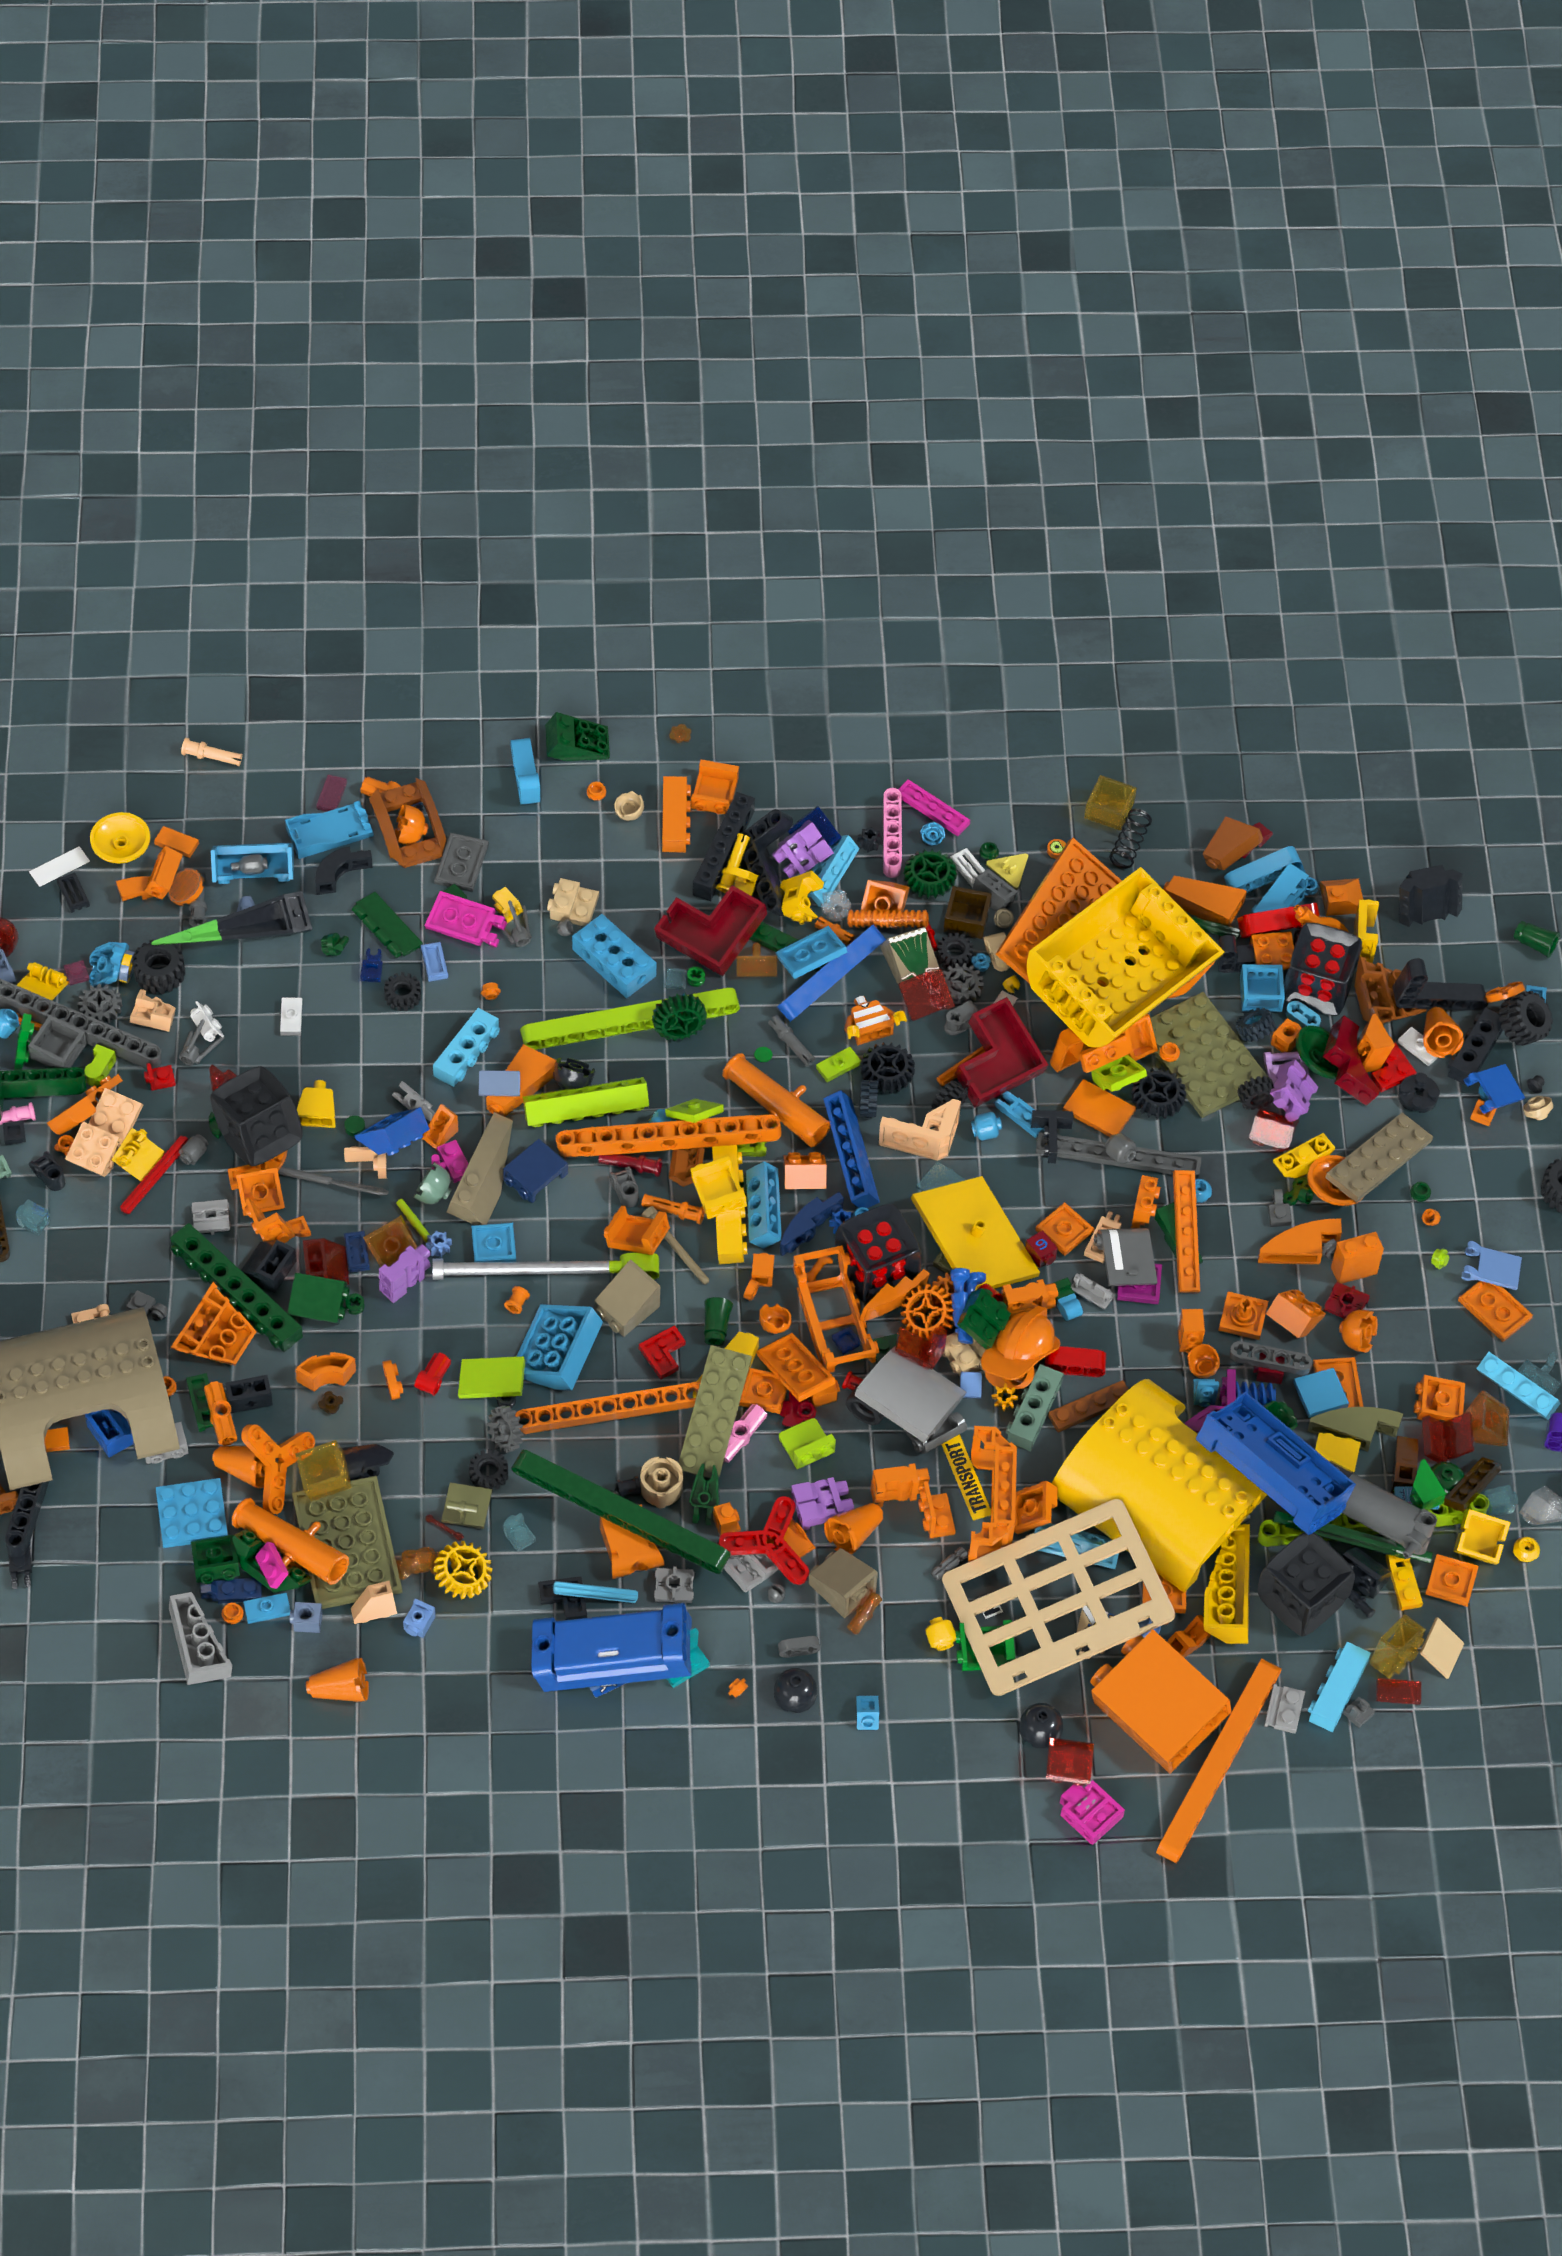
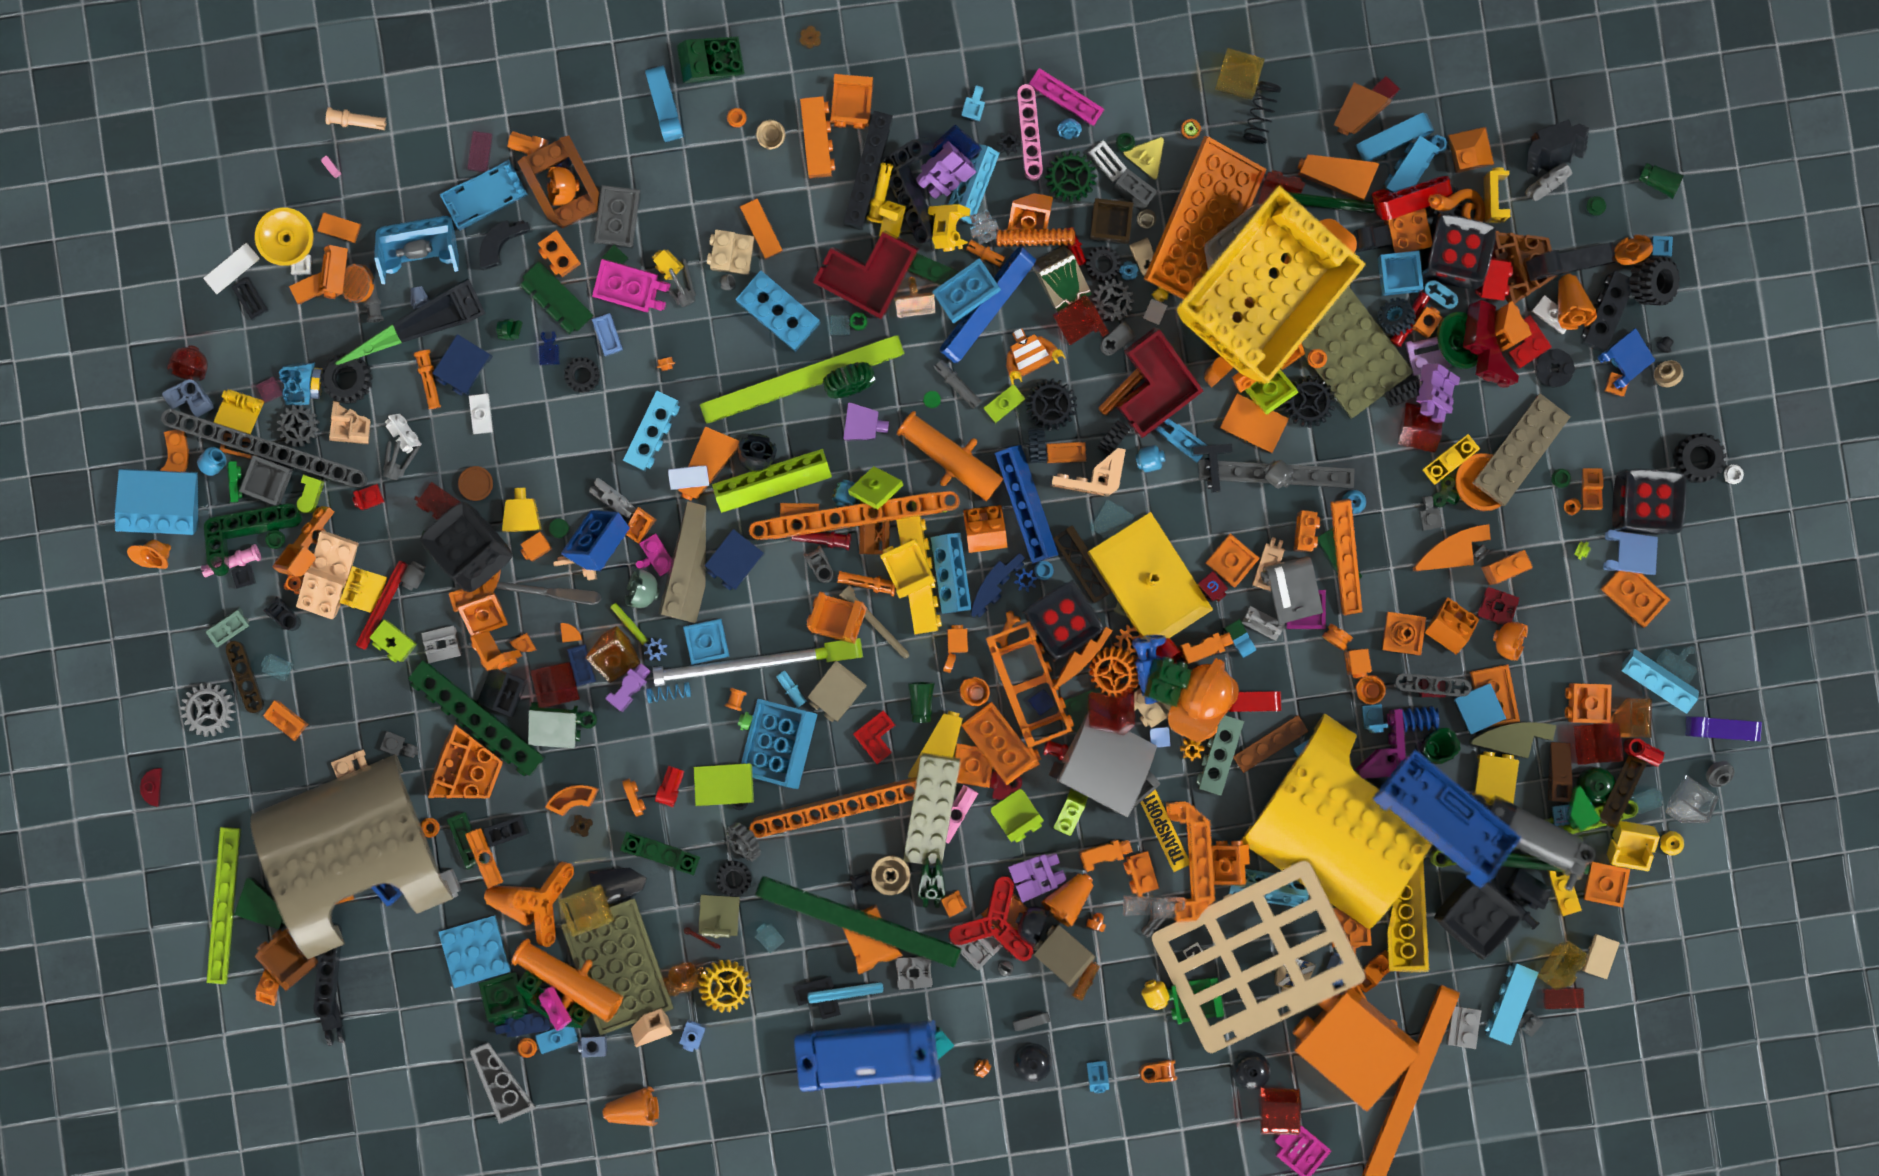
camera: 10 degrees left, 30 degrees up
(30, 1268) = (285, 720): none -> orange hinge
(54, 1103) = (275, 539): none -> dark green plate
(131, 869) = (303, 267): none -> white tile
(160, 1206) = (403, 643): none -> lime brick
(179, 788) = (330, 166): none -> bright pink tile
(241, 971) = (425, 369): none -> orange pin
(279, 968) = (461, 365): none -> dark blue panel
(280, 1070) = (475, 483): none -> dark orange piece
(327, 1137) = (535, 547): none -> orange brick
(349, 1222) = (569, 633): none -> orange tile
(398, 883) = (562, 251): none -> orange brick
(409, 1437) = (660, 852): none -> dark green slope
(466, 1284) = (686, 688): none -> dark azure piece
(524, 1321) = (745, 721): none -> bright green plate
(576, 1295) = (791, 689): none -> medium azure axle
(607, 887) = (761, 228): none -> orange tile
(688, 1064) = (863, 423): none -> medium lavender torso
(811, 1544) = (1032, 924): none -> black cylinder
(838, 806) = (973, 106): none -> medium azure plate
(865, 1446) = (1071, 812): none -> lime bracket
(882, 1557) = (1093, 924): none -> orange tile
(902, 1113) = (1066, 452): none -> orange tile
(904, 1201) = (1082, 549): none -> dark brown fence
(937, 1713) = (1160, 1071): none -> orange piece
(943, 1528) = (1162, 905): none -> clear panel
(1170, 1308) = (1337, 637): none -> orange wheel
(1256, 1048) = (1418, 307): none -> red pin
(1358, 996) = (1496, 281): none -> red slope
(1421, 929) = (1548, 182): none -> light grey hinge
(1453, 1205) = (1592, 488): none -> orange slope
(1468, 956) = (1596, 205): none -> dark green plate
(1498, 1453) = (1645, 751): none -> red piece
(1512, 1210) = (1649, 501): none -> black piece

